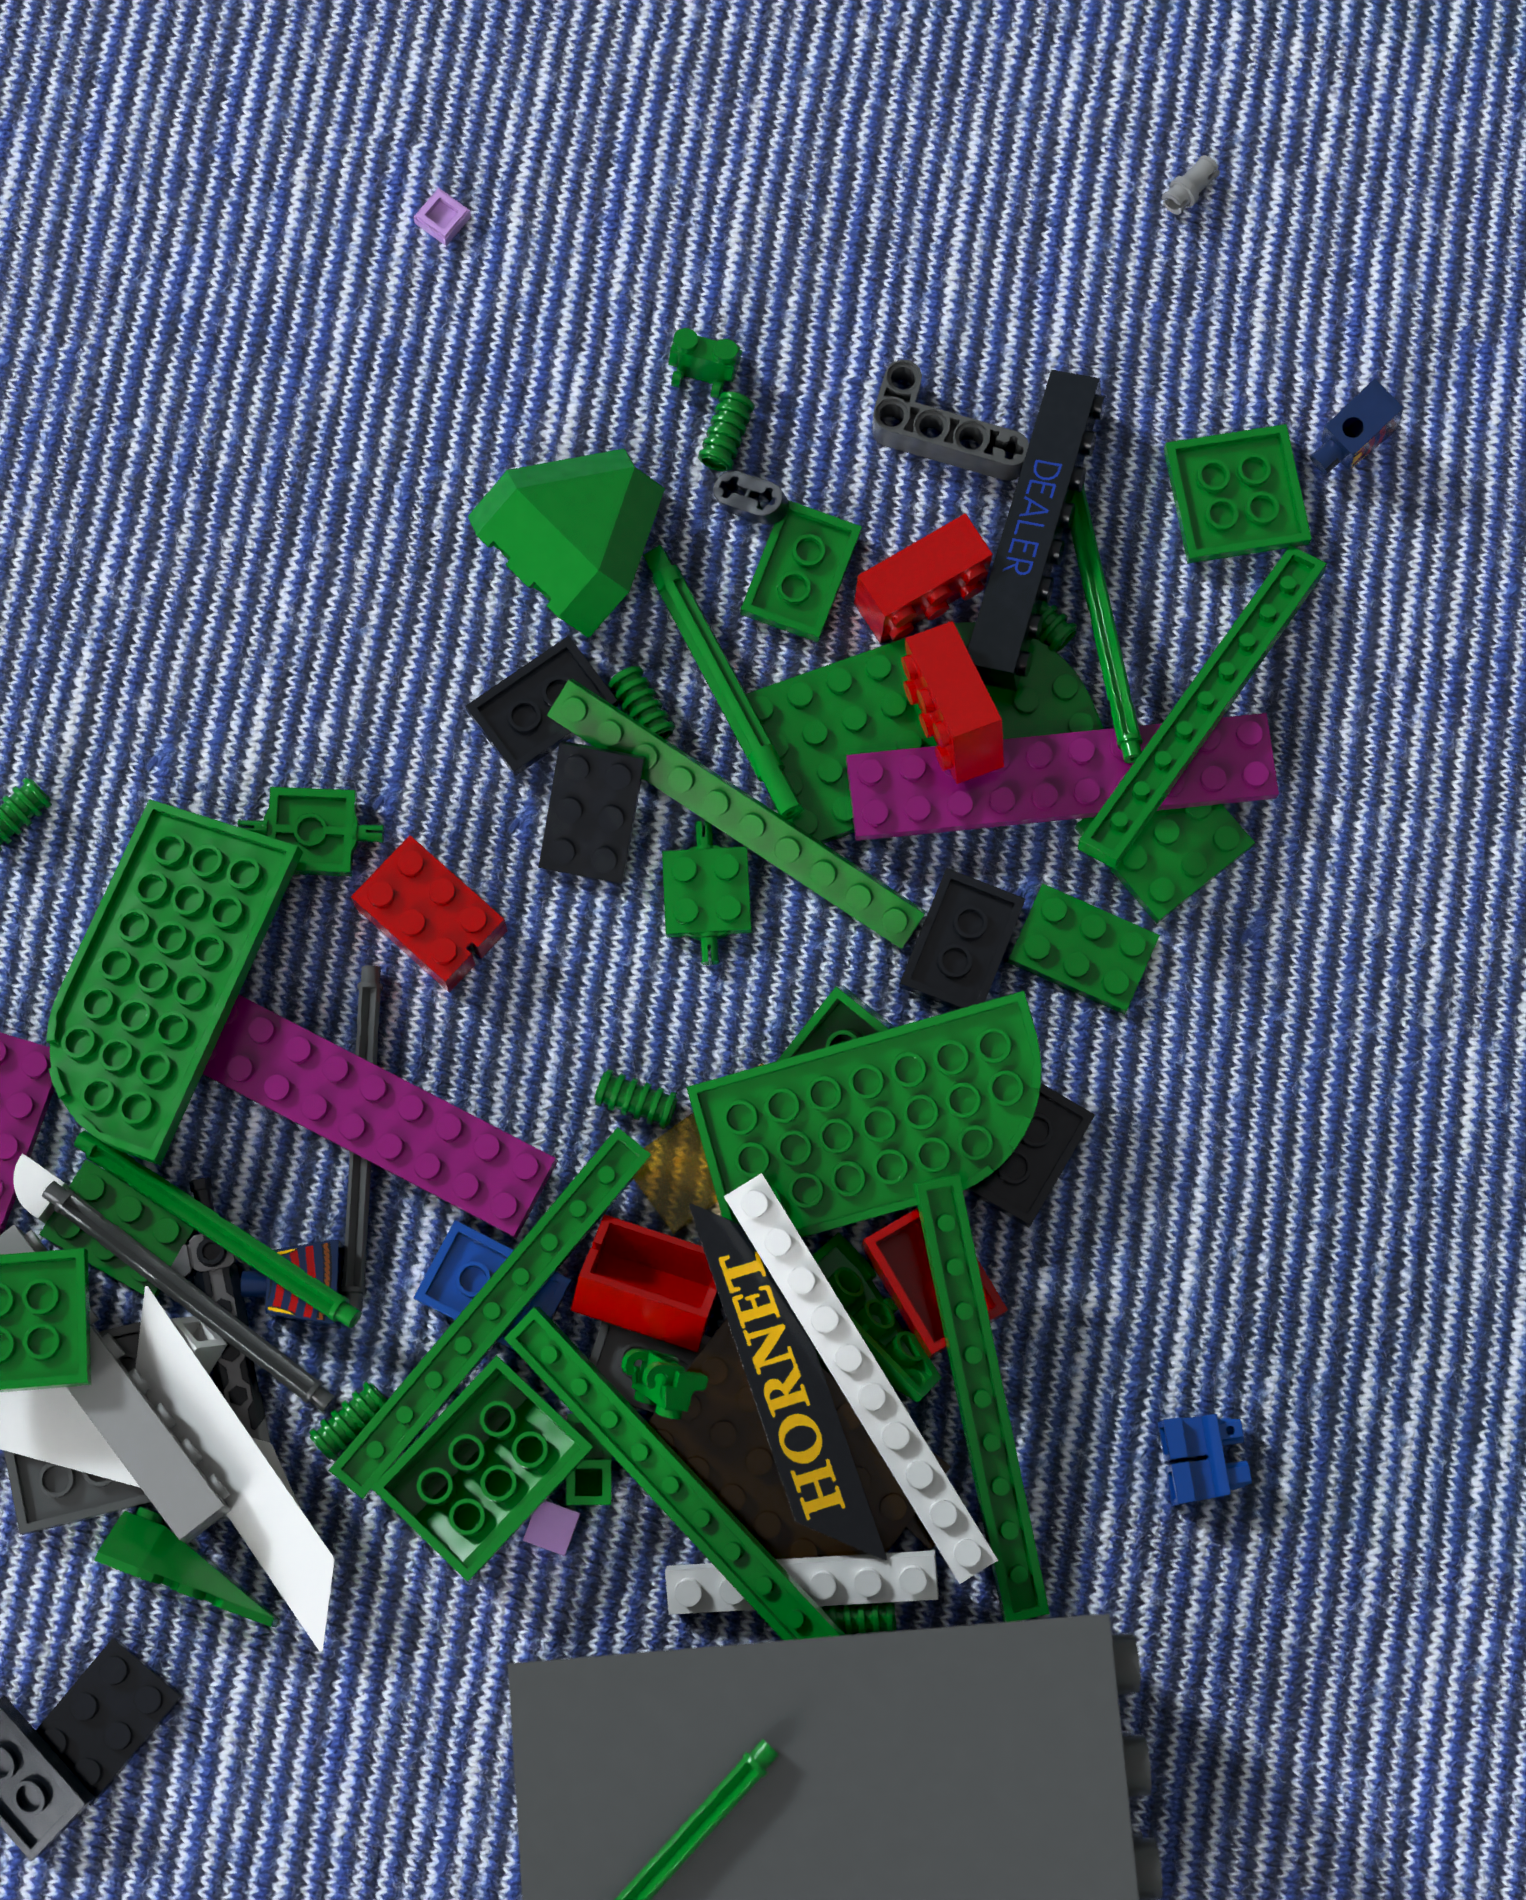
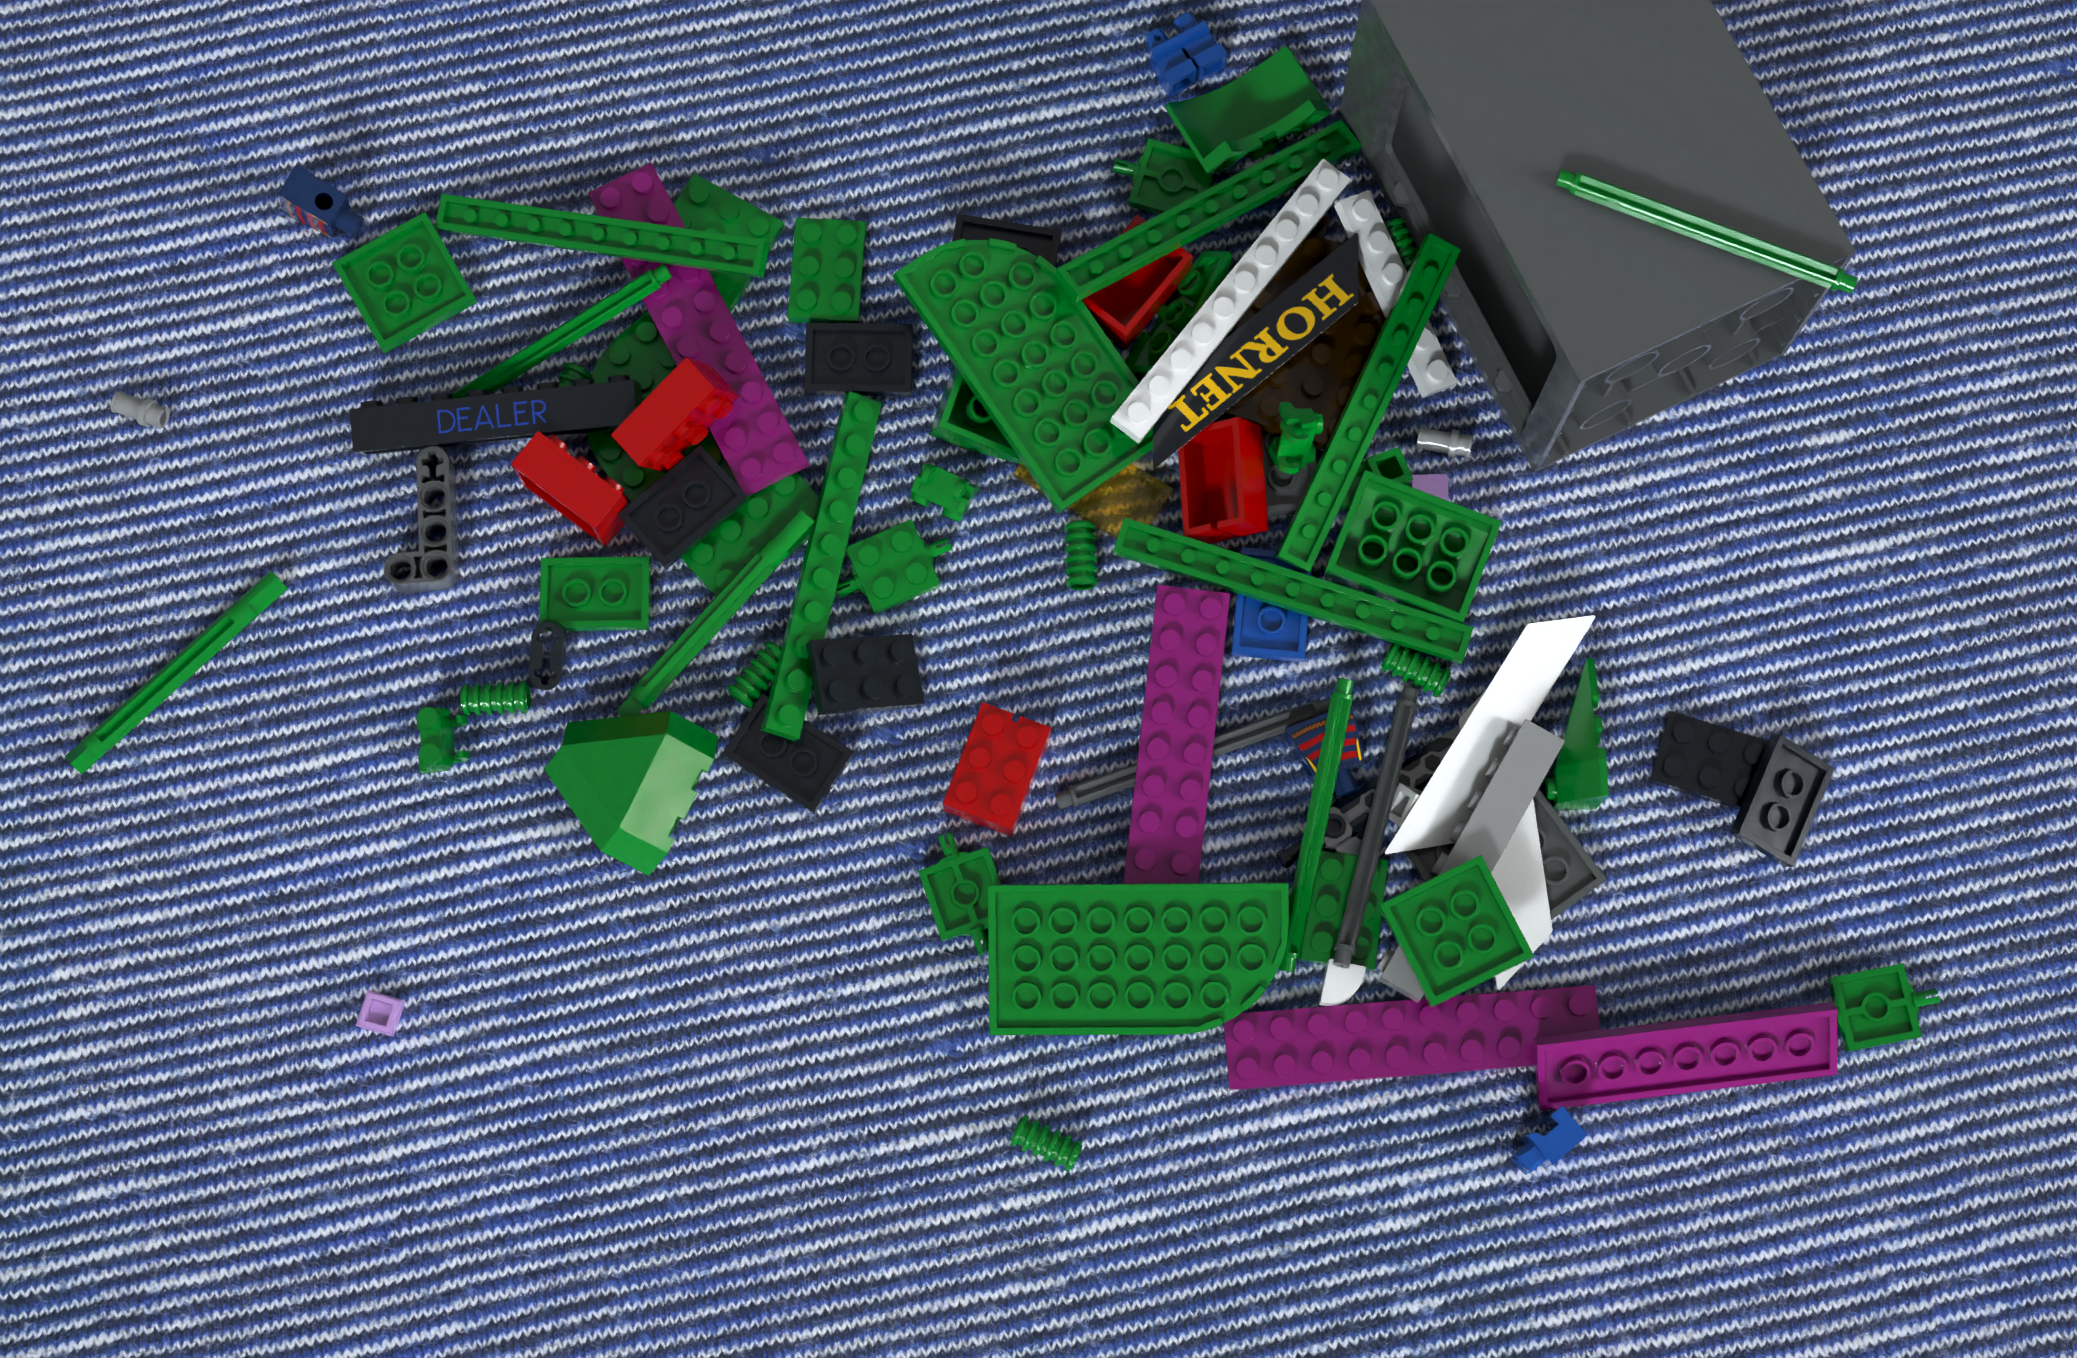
camera: 105 degrees left, 0 degrees up
(603, 1569) = (1445, 442): none -> light grey pin
(769, 976) = (944, 489): none -> green piece
(856, 686) = (683, 507): none -> black plate
(885, 136) = (176, 672): none -> green piece
(1049, 1378) = (1163, 177): none -> green plate
(1097, 1502) = (1250, 113): none -> green panel

